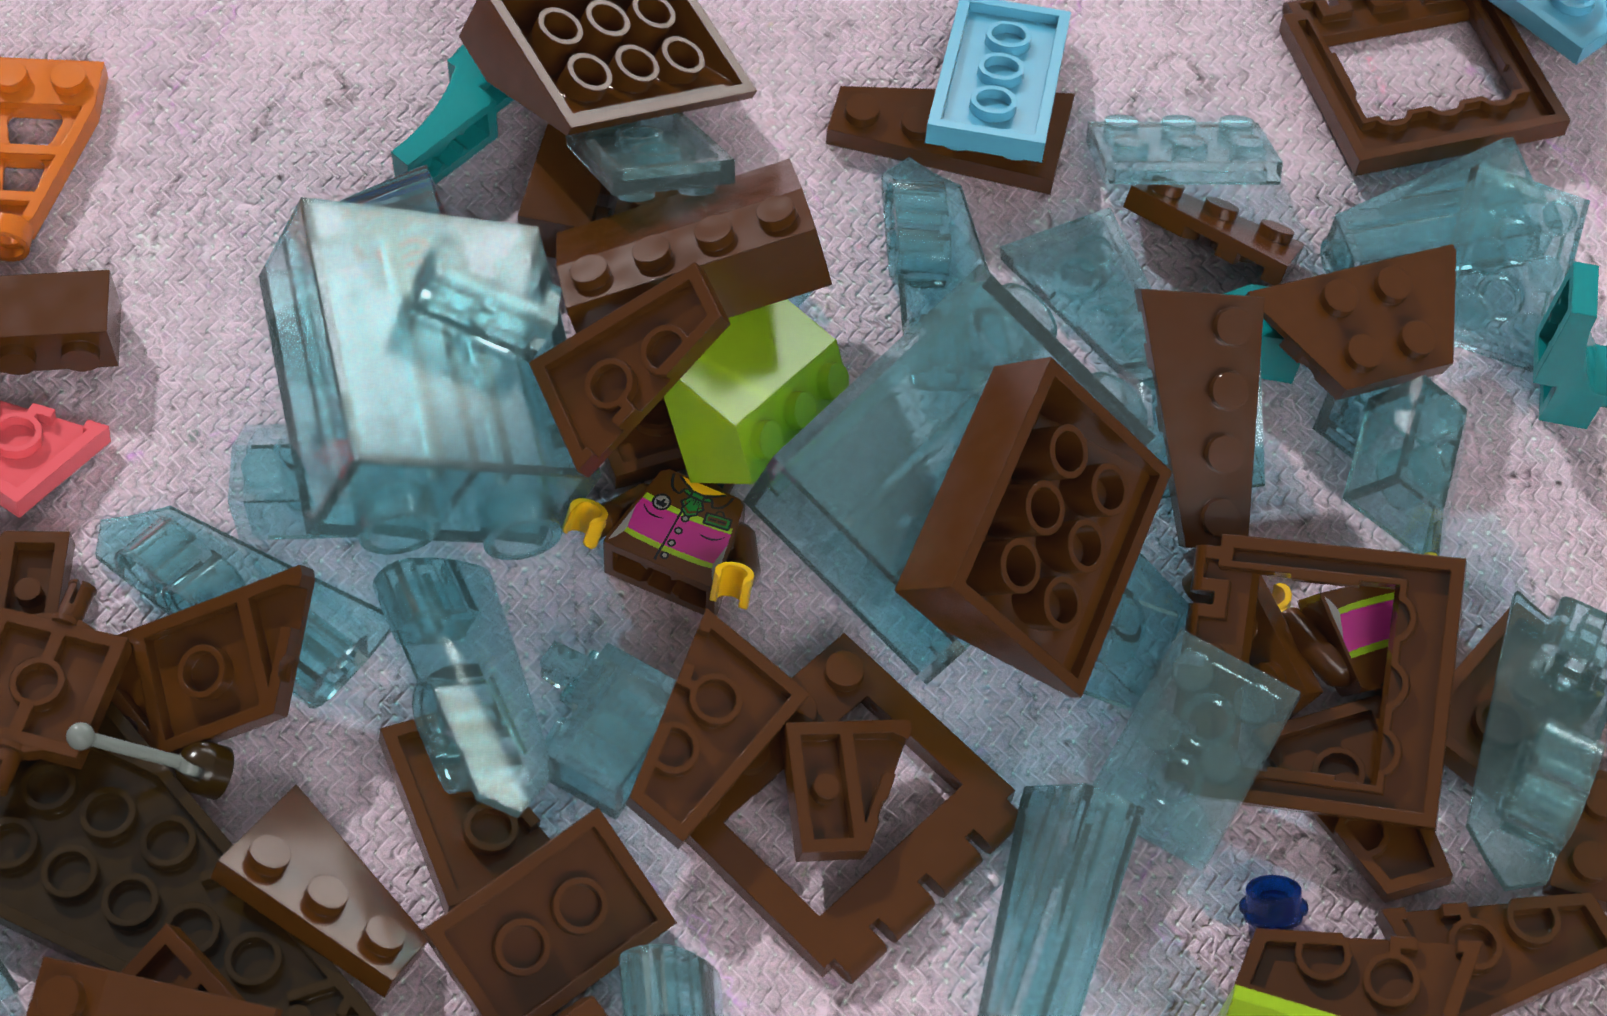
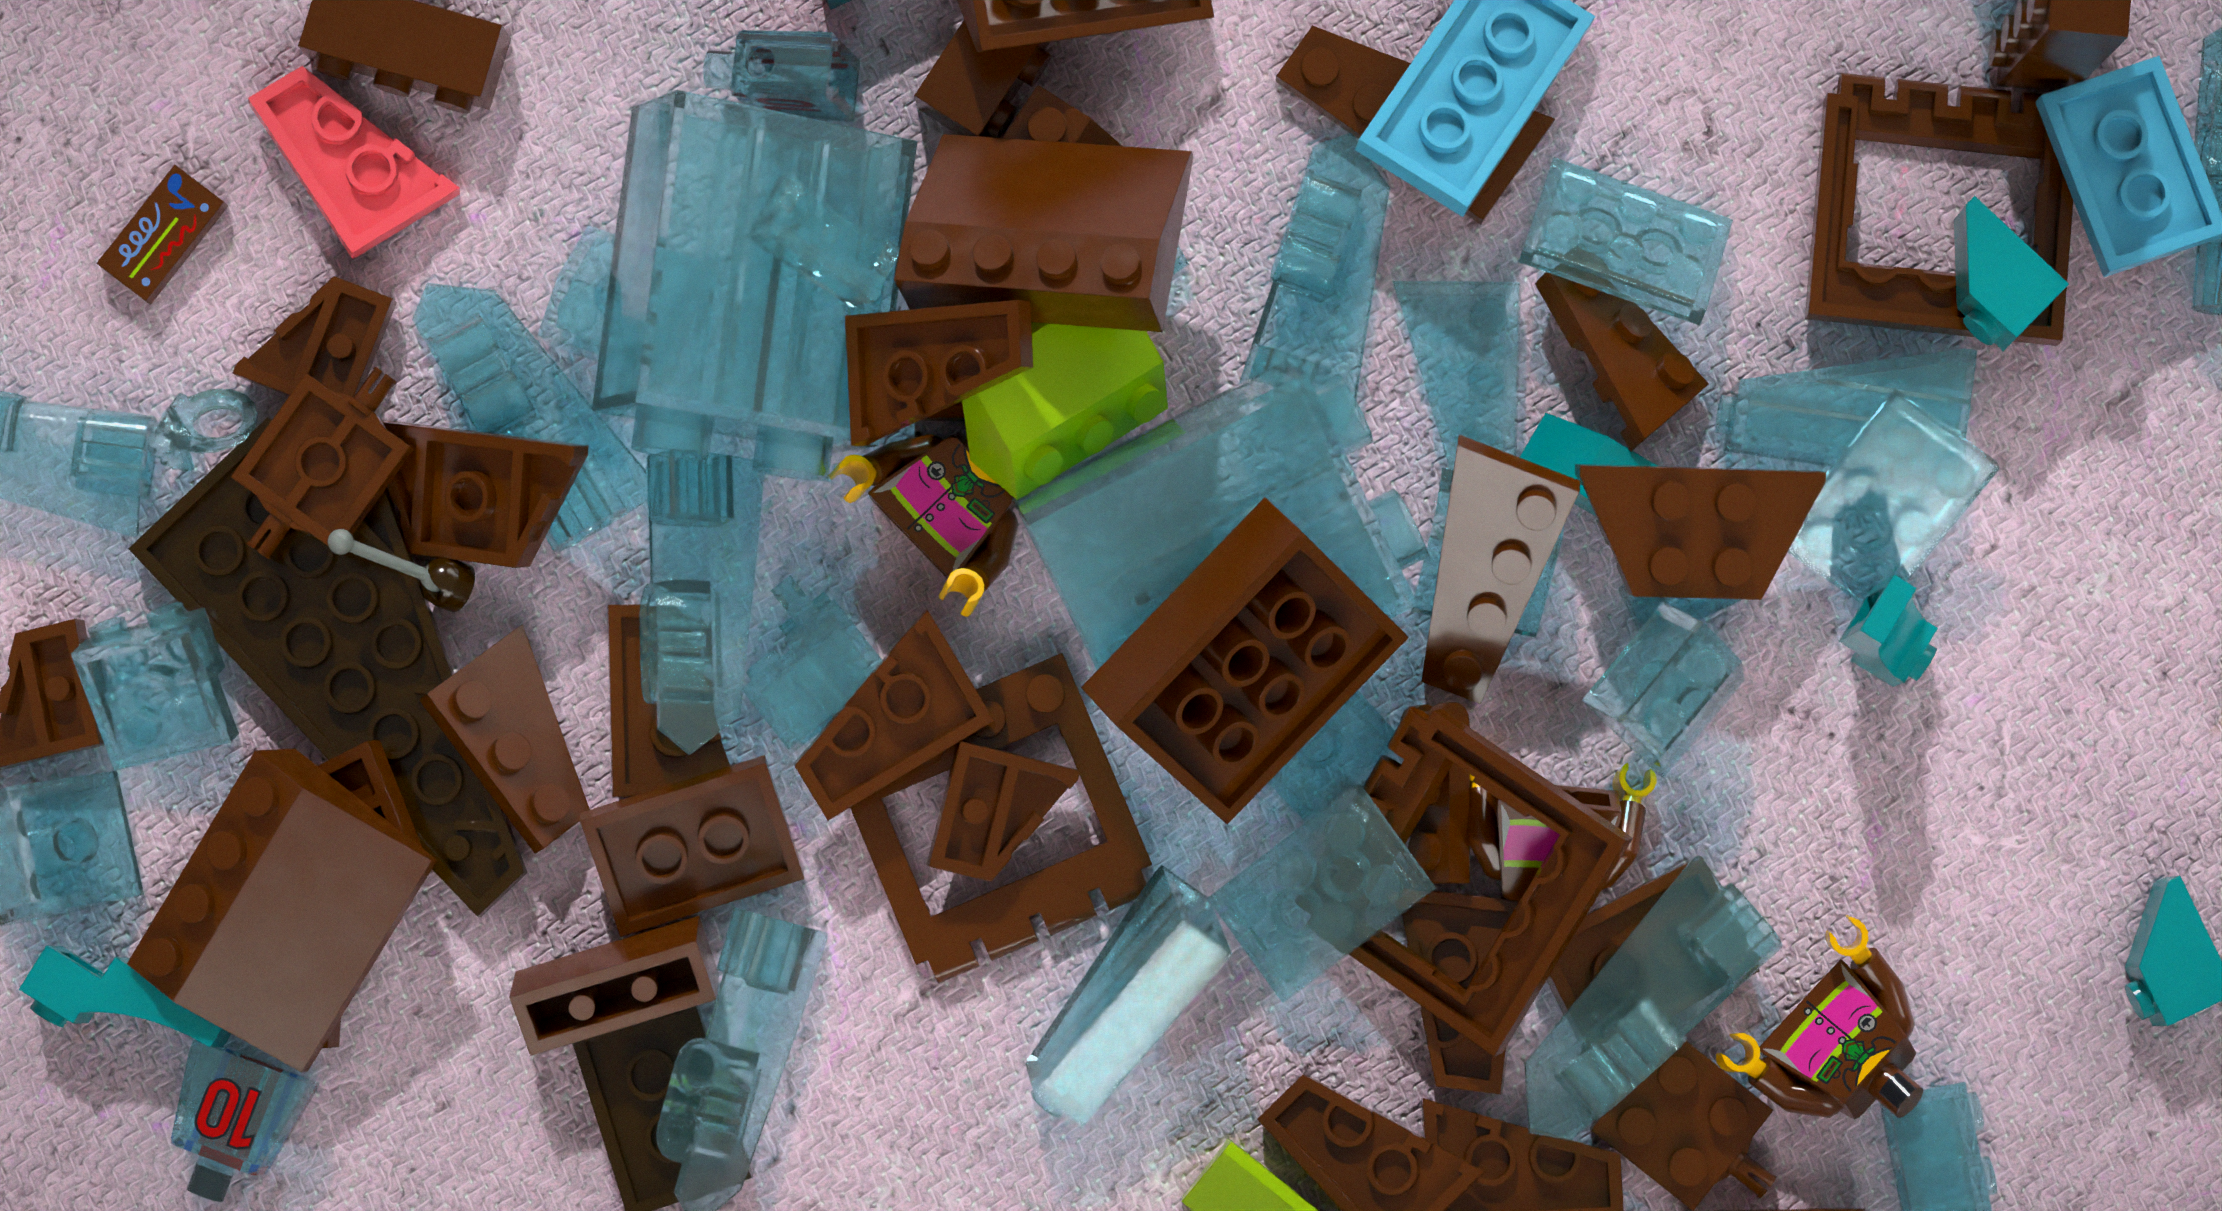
camera: 30 degrees right, 25 degrees up
(654, 157) = (1056, 107): clear light blue plate -> none
(1273, 903) = (1336, 1044): clear blue plate -> none
(1496, 77) = (1998, 277): none -> teal slope

